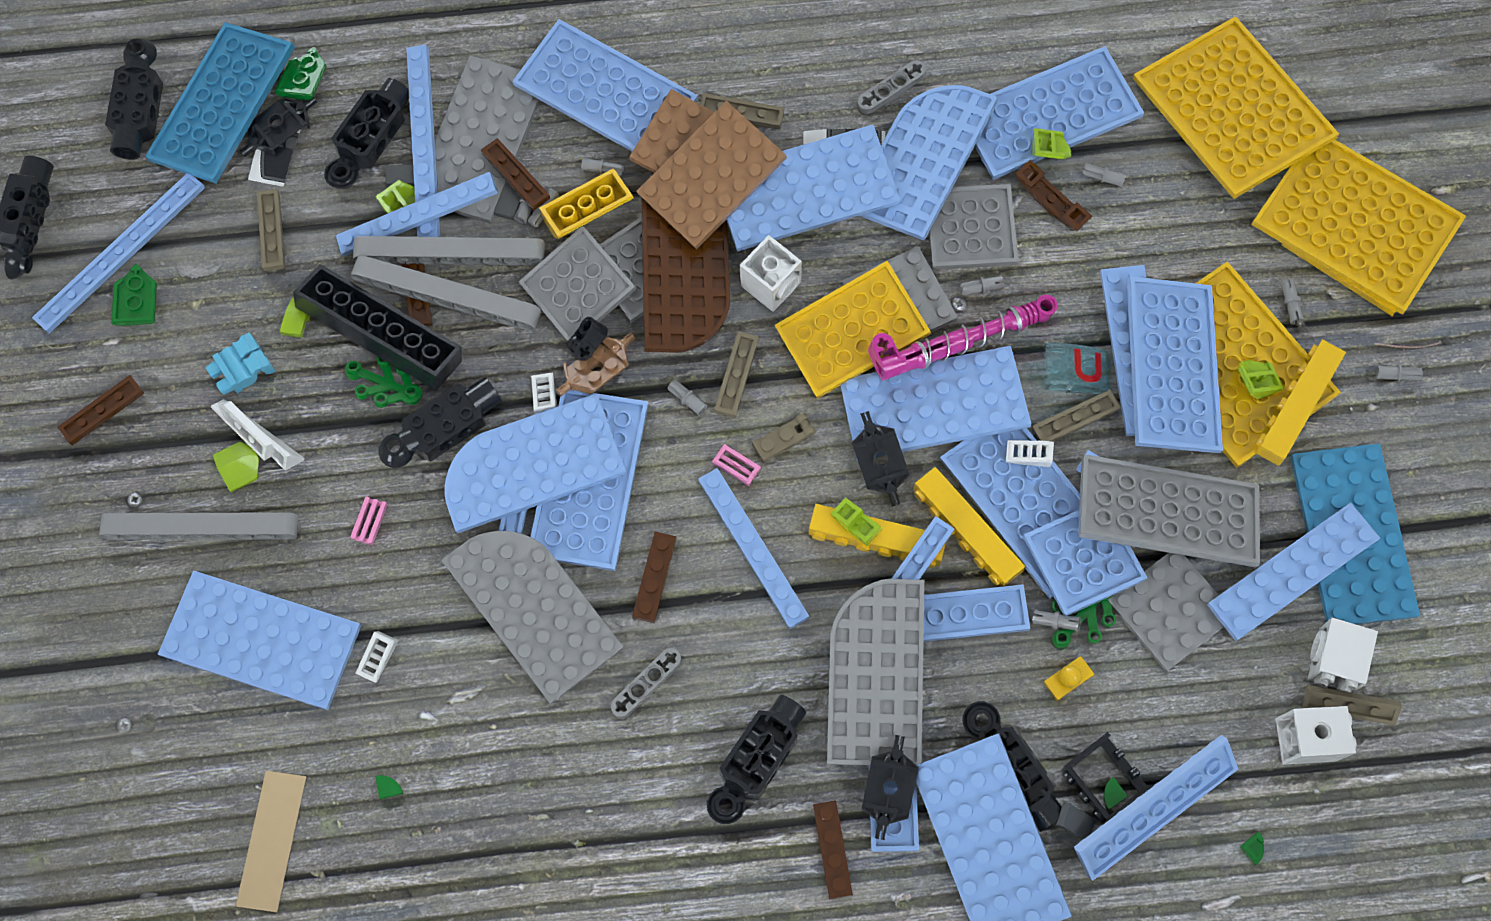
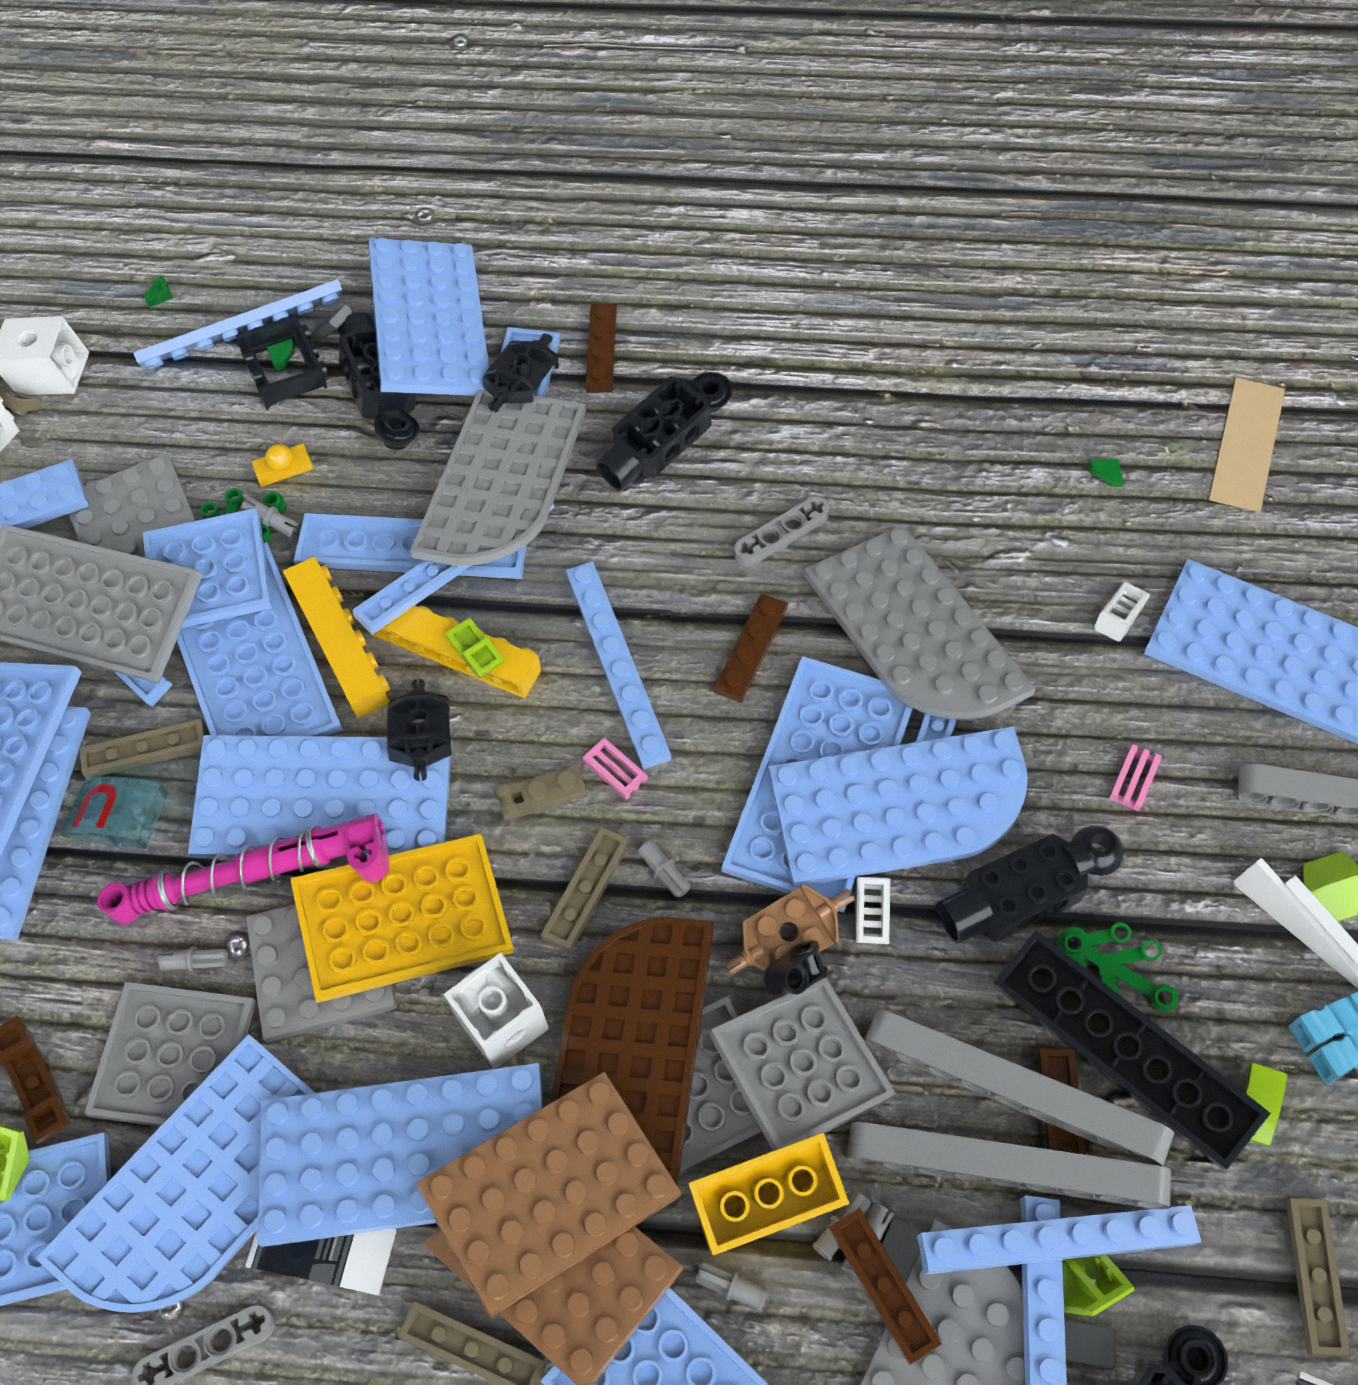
camera: 170 degrees left, 10 degrees down
(1029, 460) = (202, 695): white slope -> none

